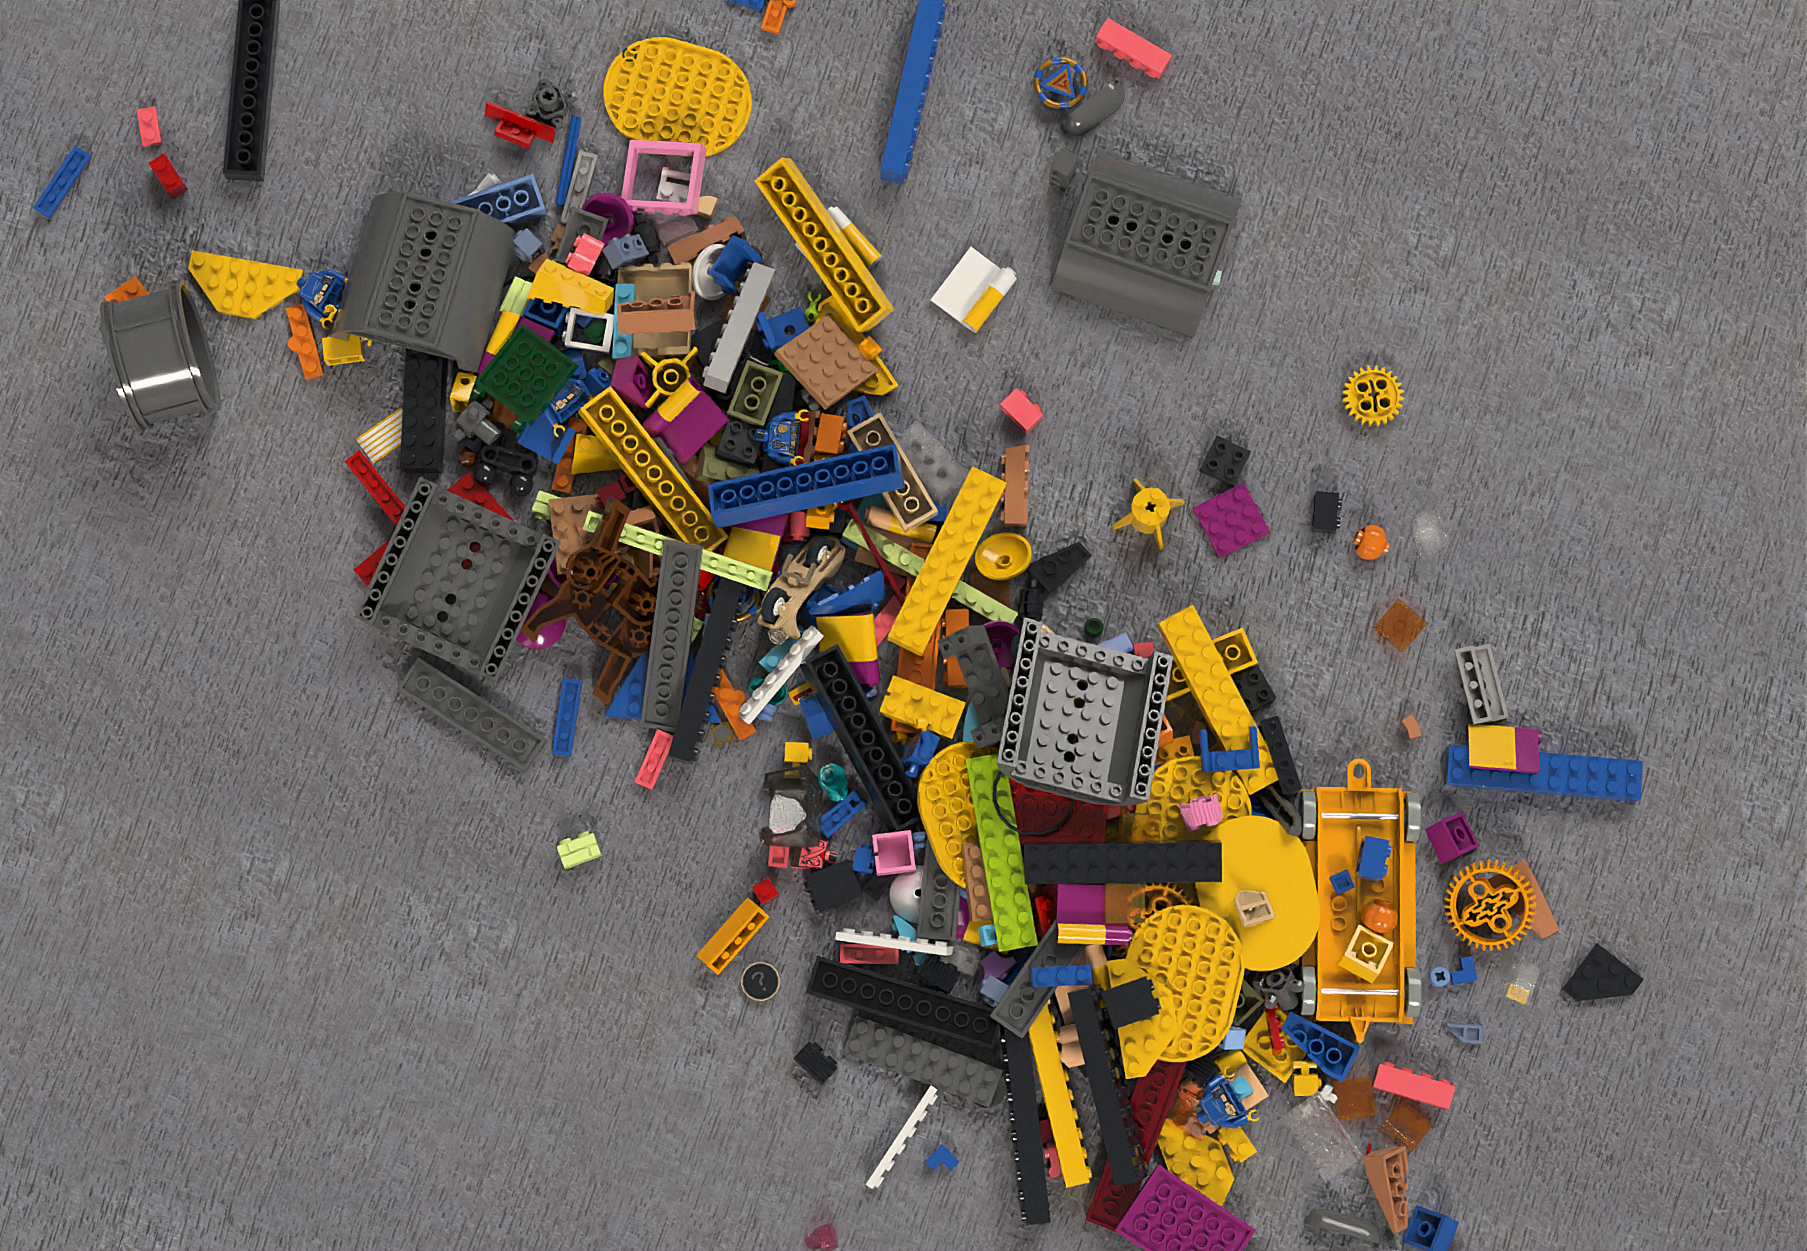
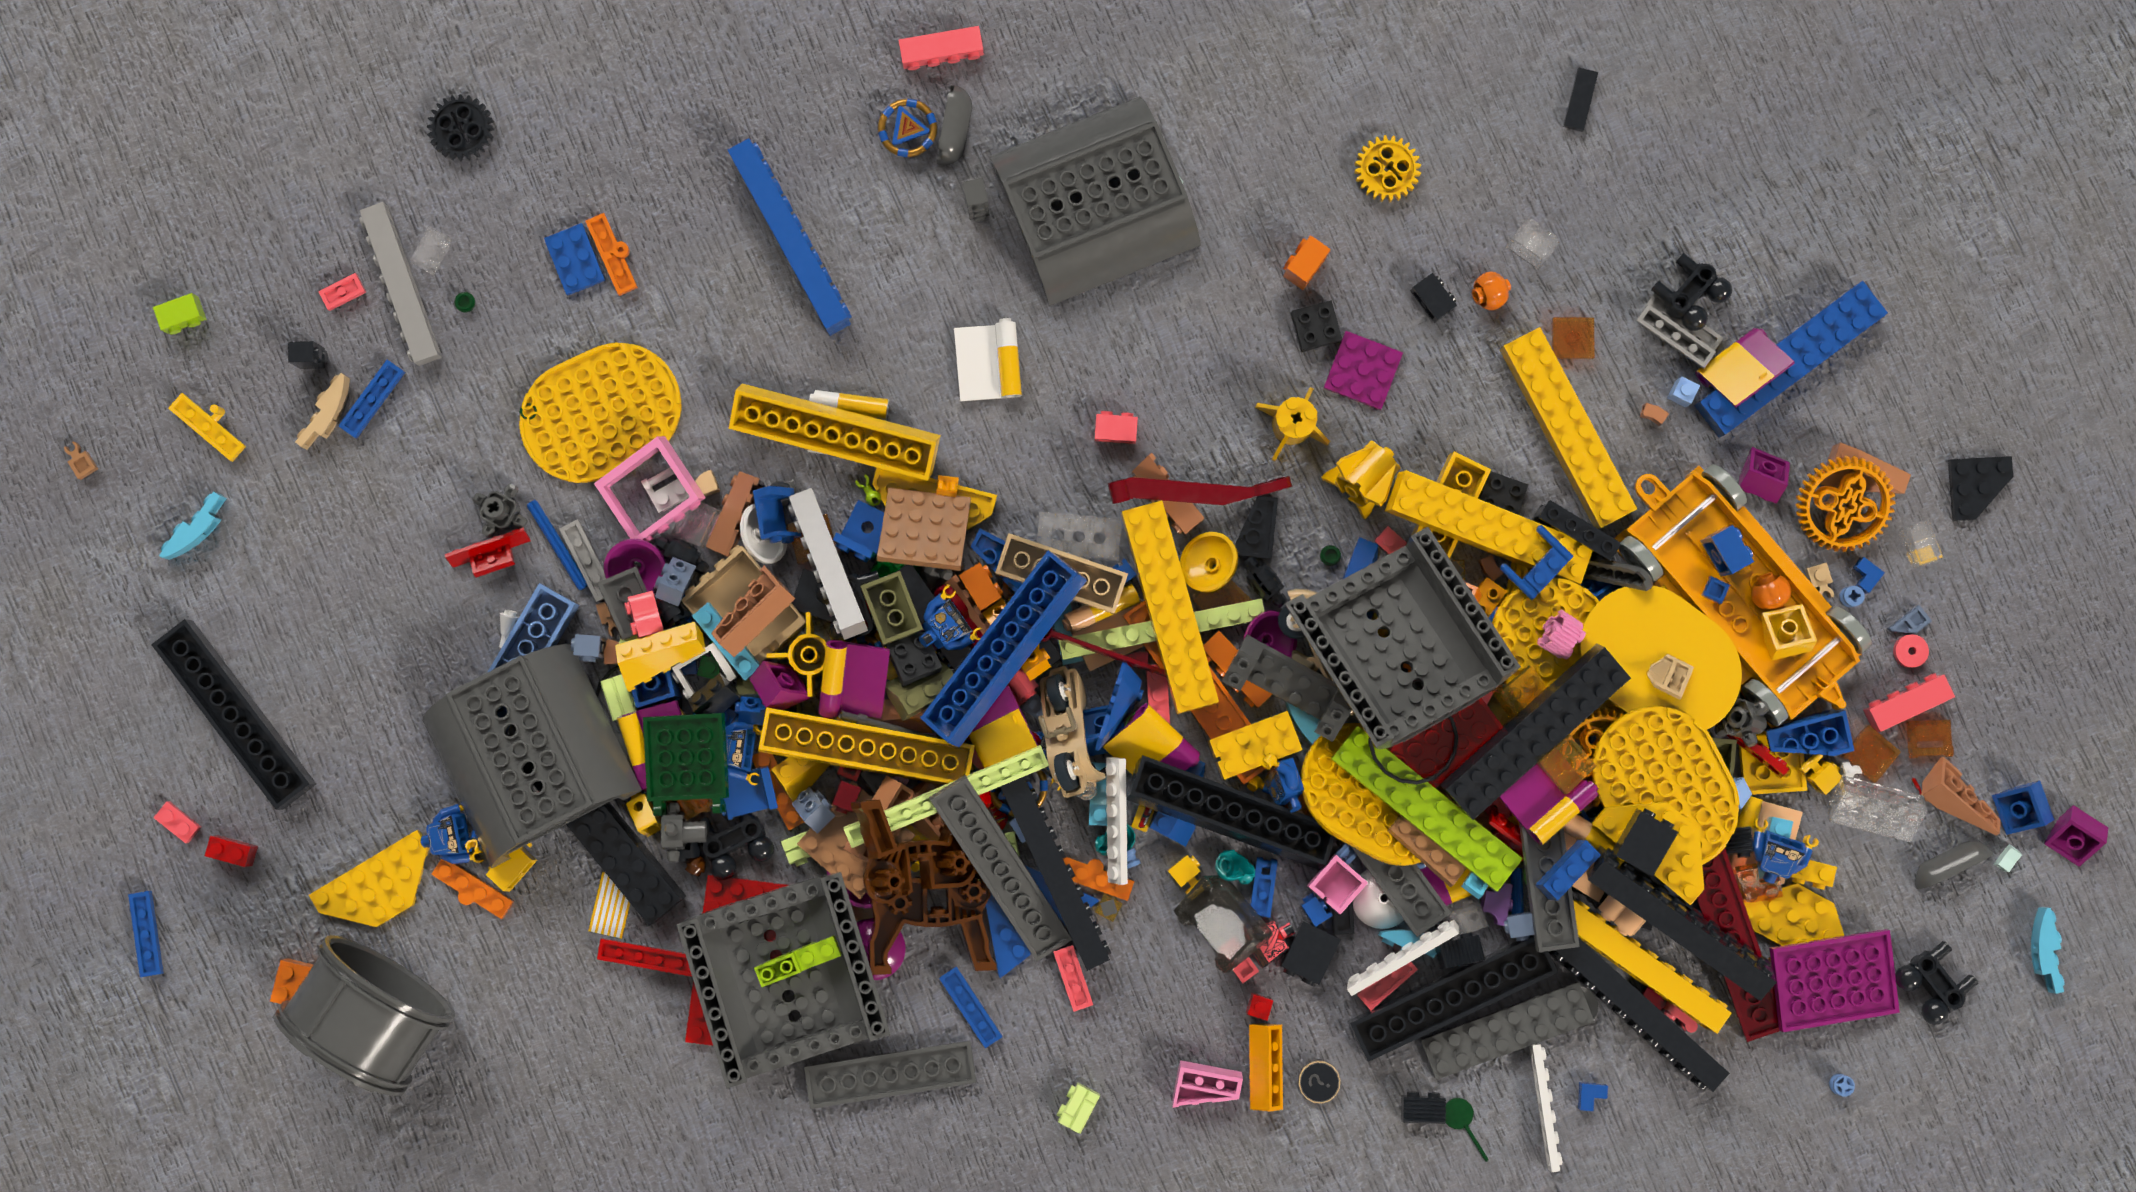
camera: 45 degrees left, 5 degrees up
(478, 578) = (797, 961): none -> lime slope
(581, 486) = (814, 809): none -> sand blue brick
(583, 351) = (714, 696): none -> black brick
(680, 910) = (1205, 1083): none -> bright pink wedge
(836, 1091) = (1458, 1116): none -> dark green piece
(1032, 495) = (1190, 492): none -> dark red piece
(1164, 590) = (1365, 476): none -> yellow brick
(1256, 409) = (1308, 259): none -> orange brick
(1339, 684) = (1568, 428): none -> yellow brick
(1428, 945) = (1820, 577): none -> tan plate
(1439, 1052) = (1920, 649): none -> coral piece
(1445, 729) = (1683, 392): none -> light blue brick
(1513, 664) = (1693, 316): none -> black piece
(1554, 465) = (1580, 99): none -> black tile

